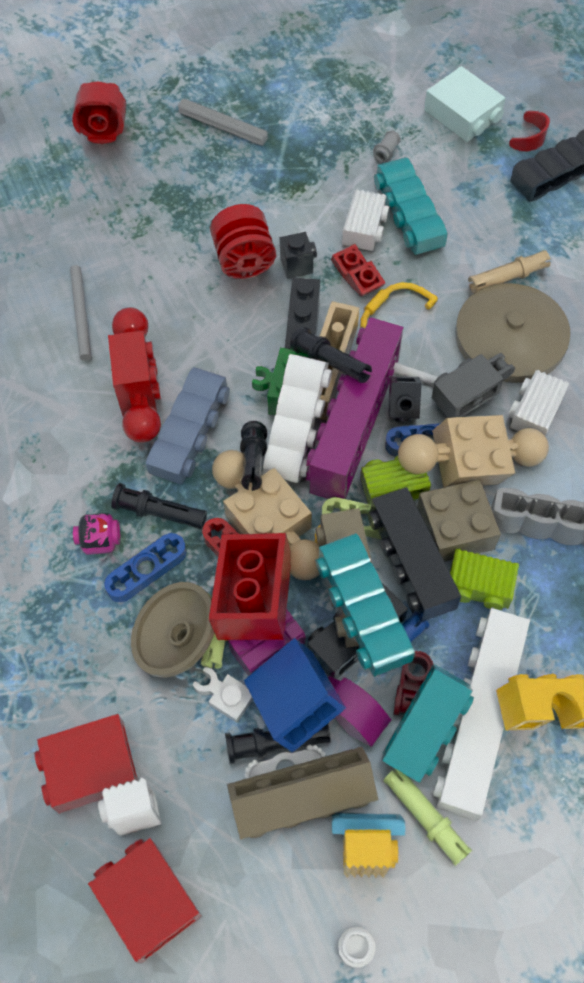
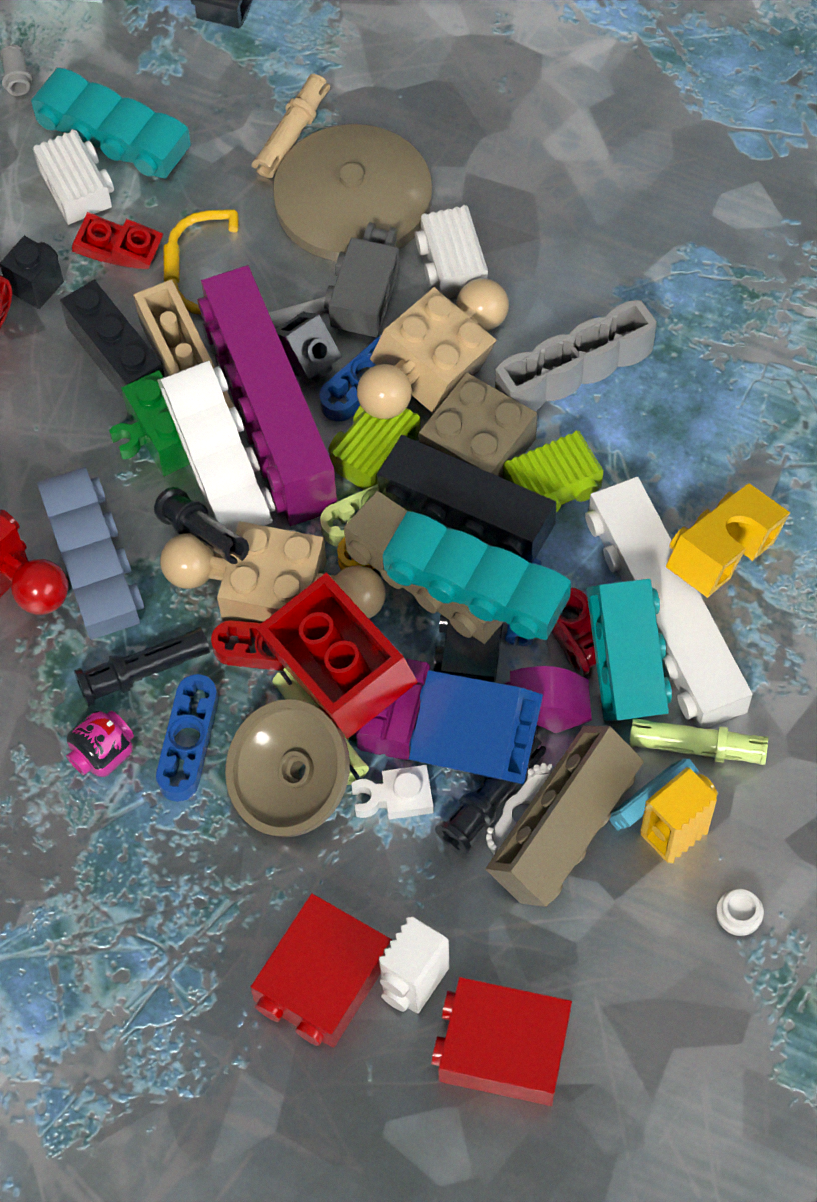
camera: 40 degrees left, 0 degrees up
(321, 349) = (182, 354): black pin -> none

